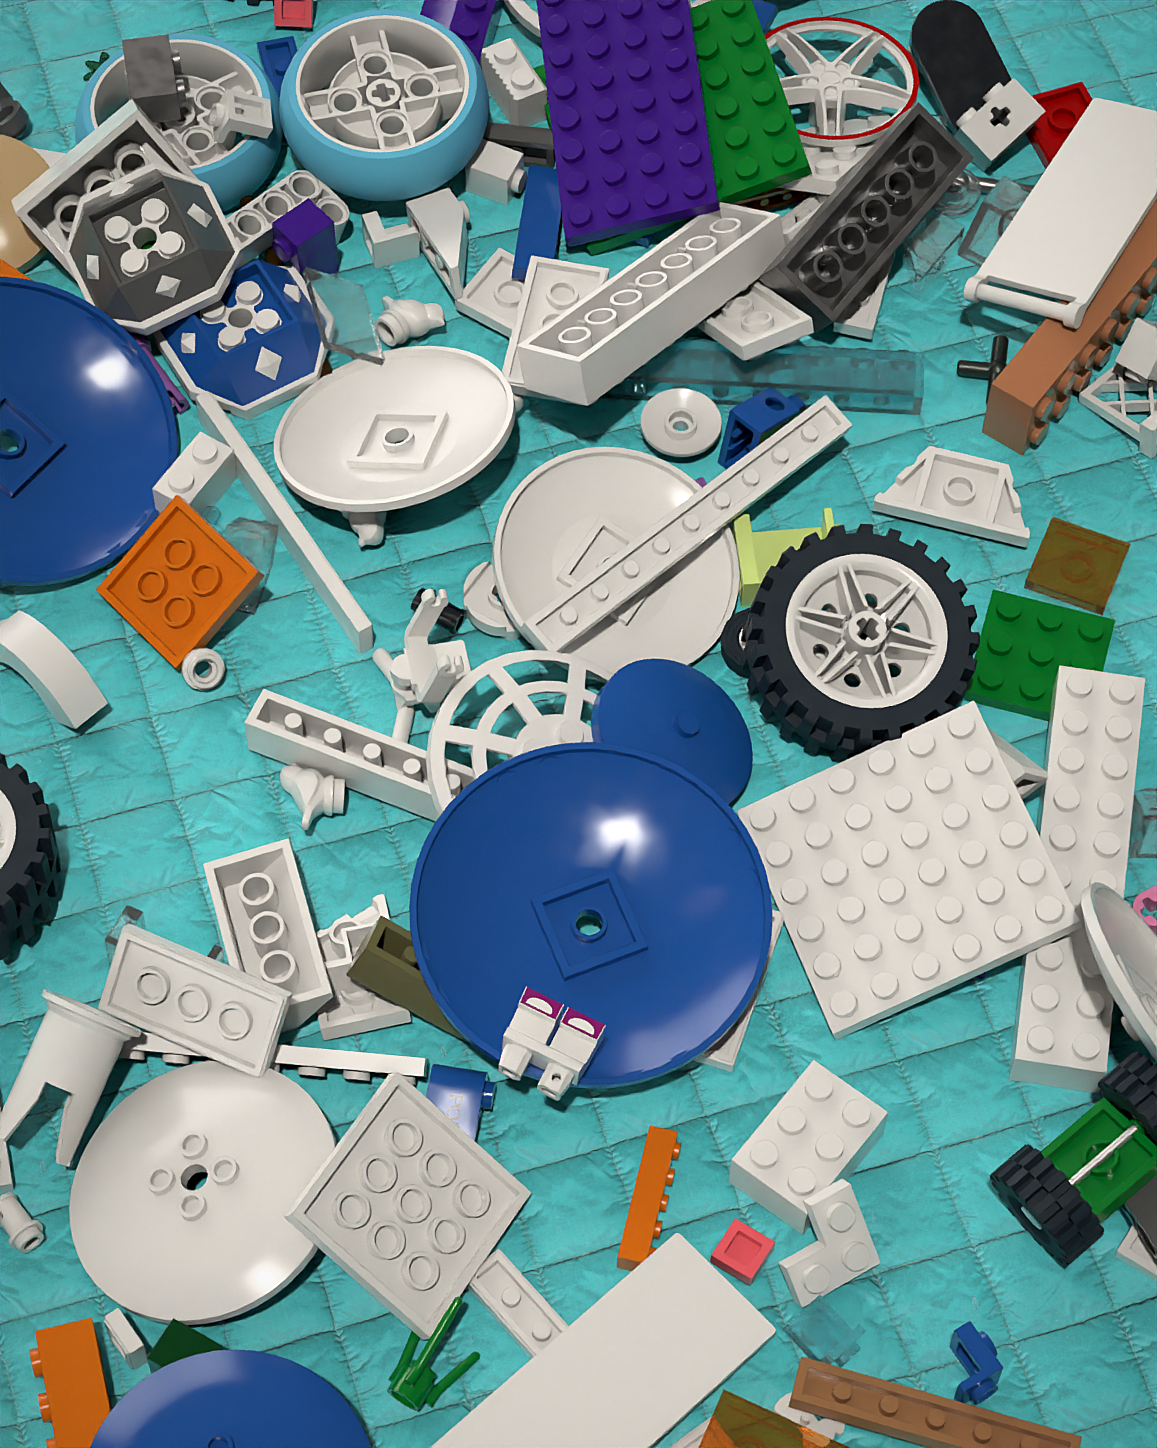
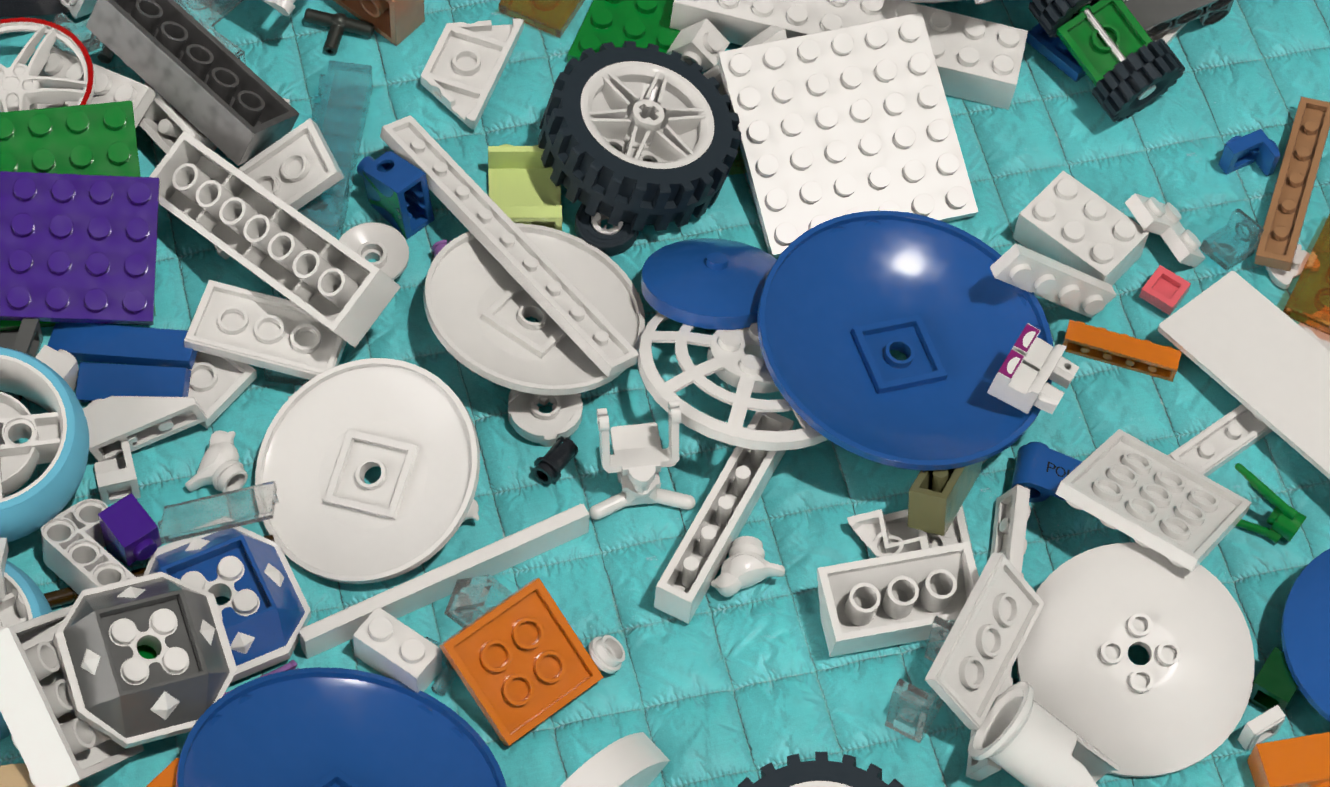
camera: 90 degrees left, 0 degrees up
(490, 235) = (107, 380): none -> blue tile
(699, 1071) = (1053, 280): none -> white plate
(1013, 711) = (699, 44): none -> white brick

